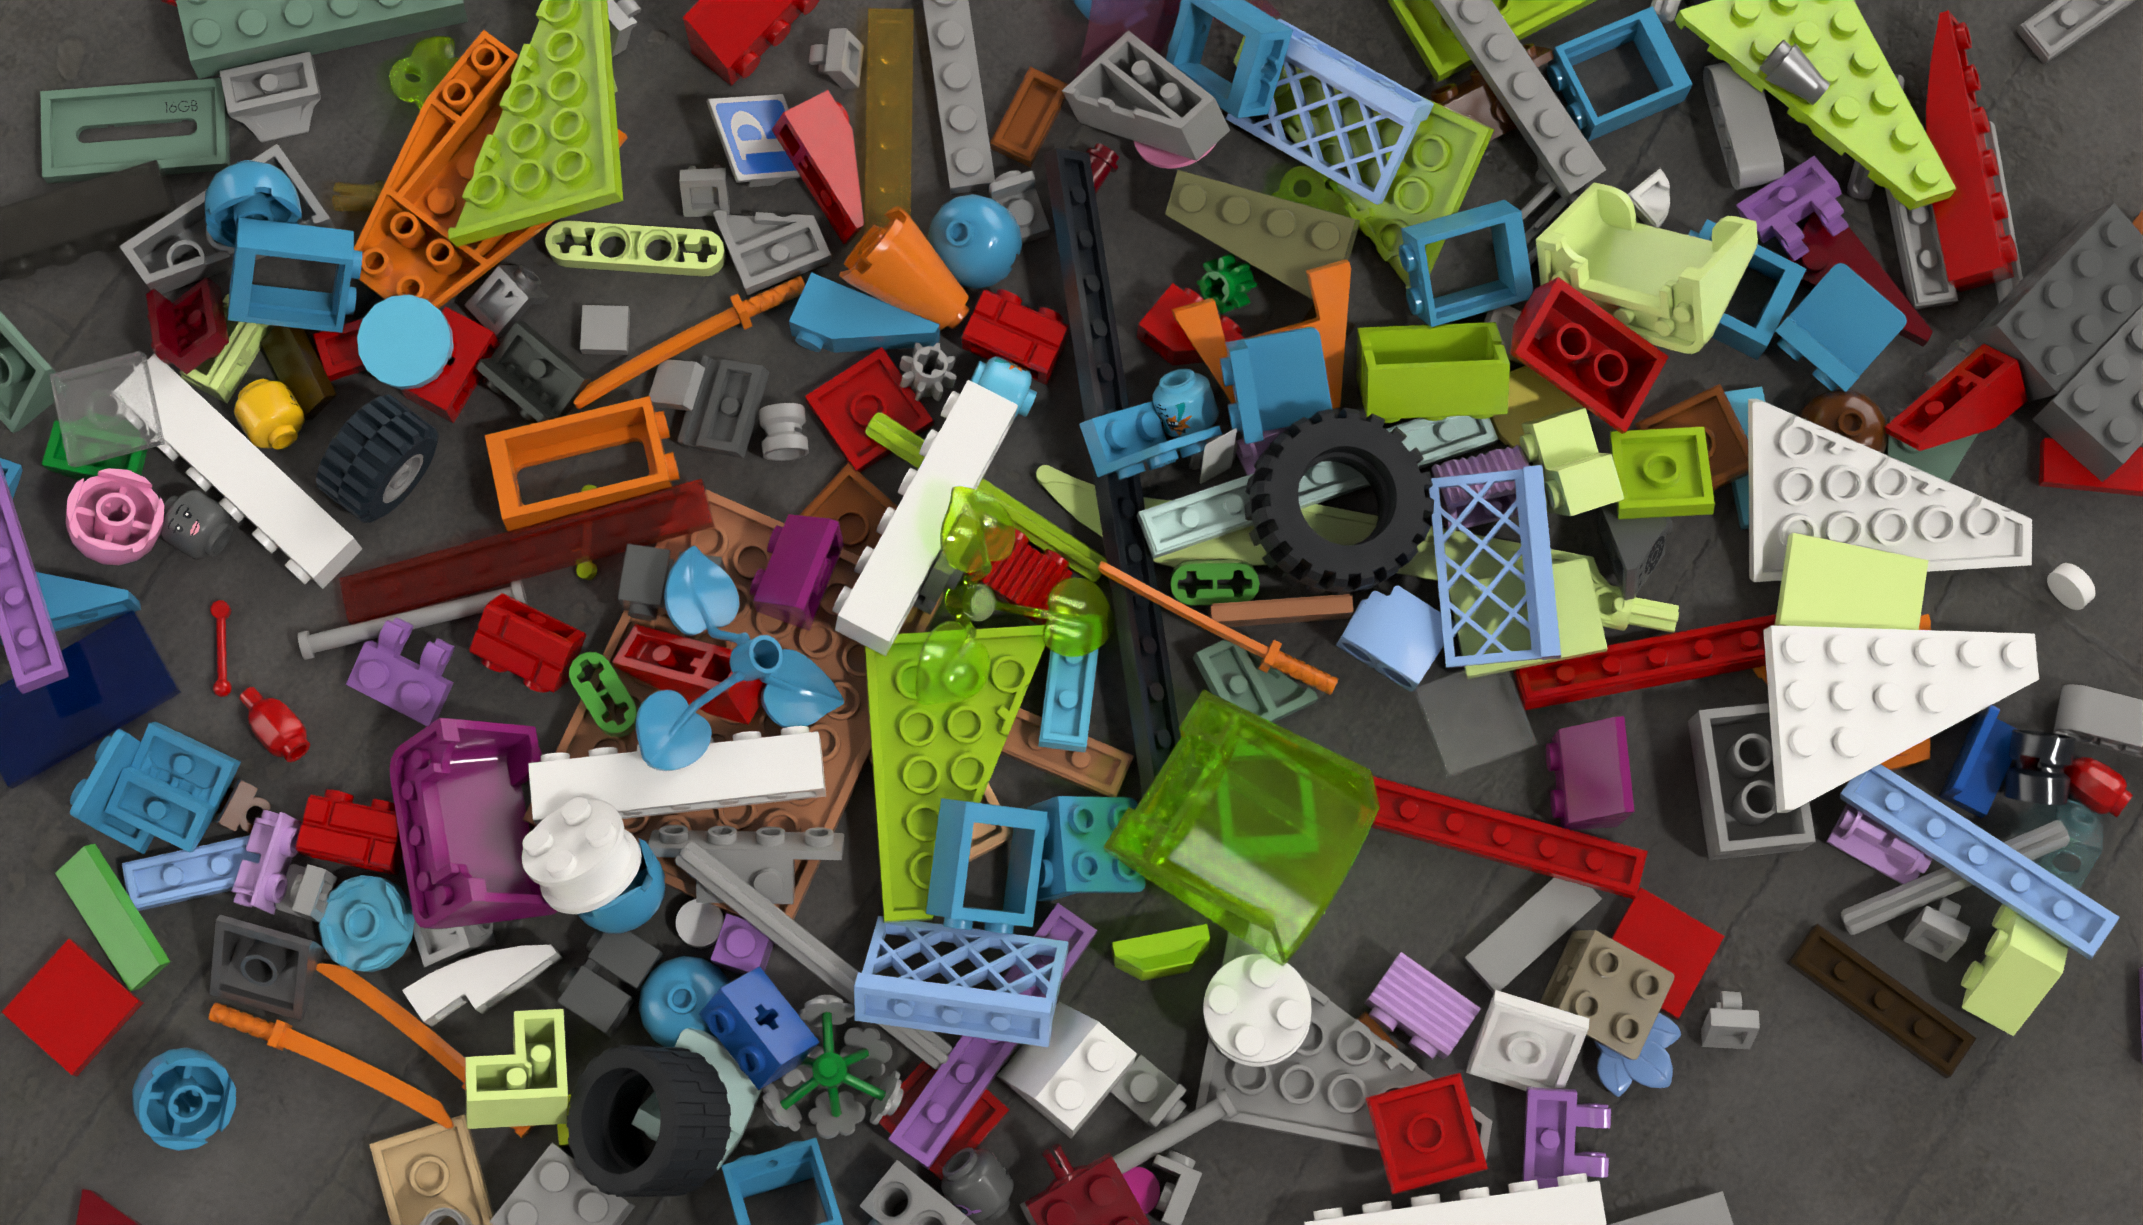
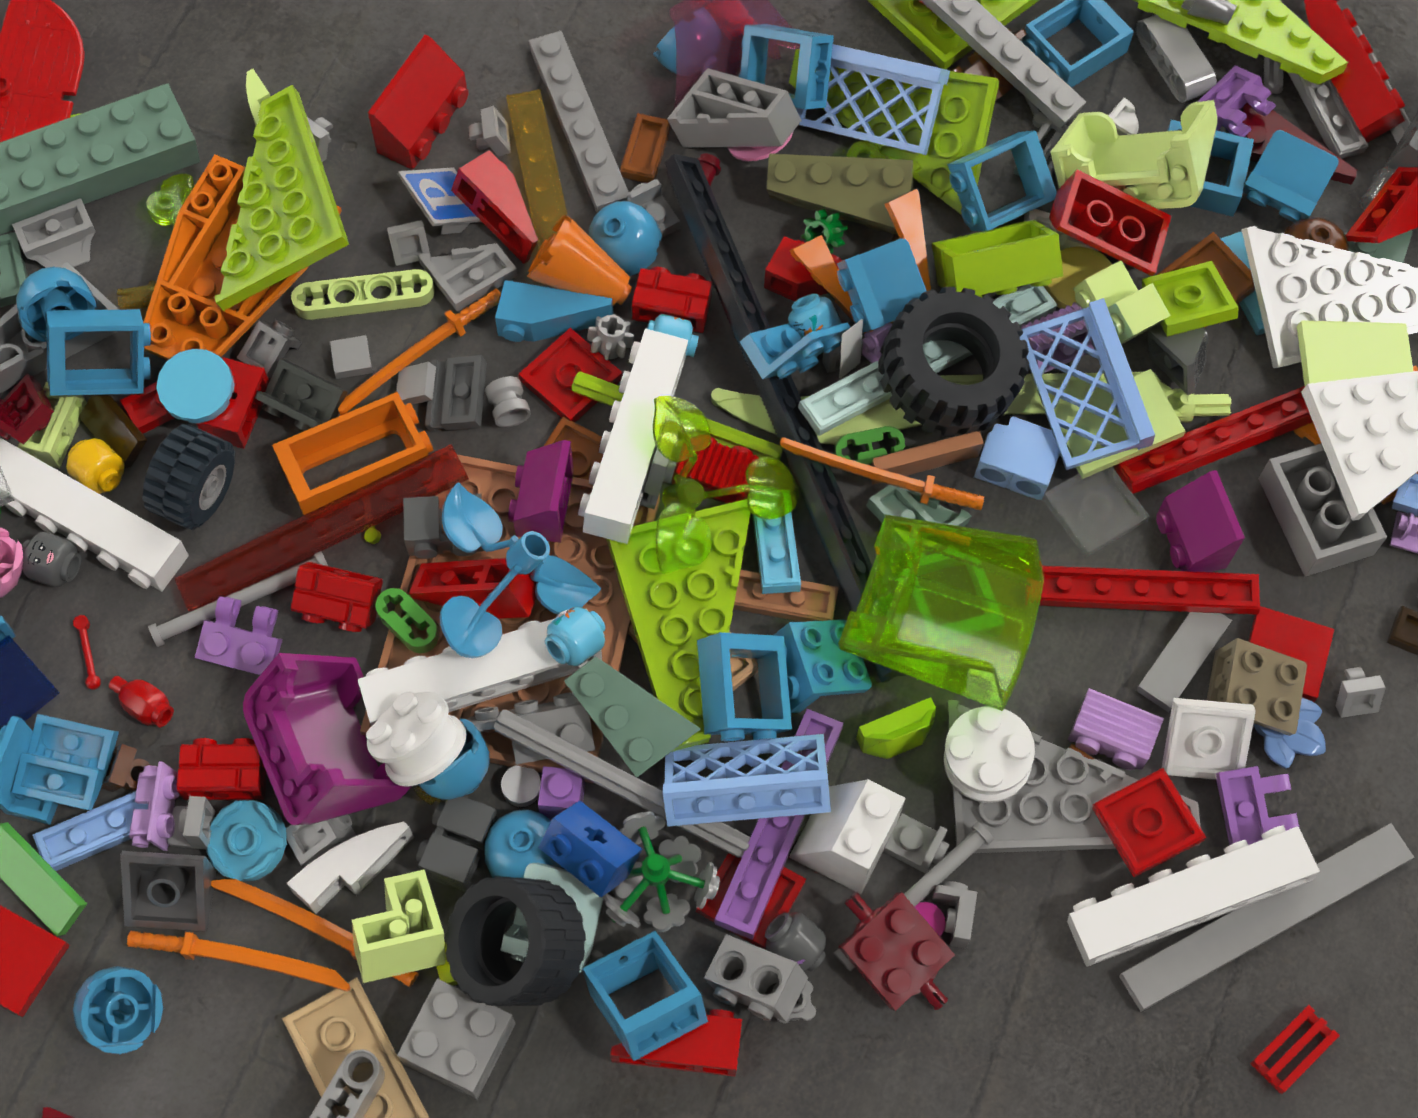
camera: 10 degrees left, 10 degrees down
(794, 768) = (575, 636): none -> medium azure head
(837, 876) = (629, 716): none -> sand green wing

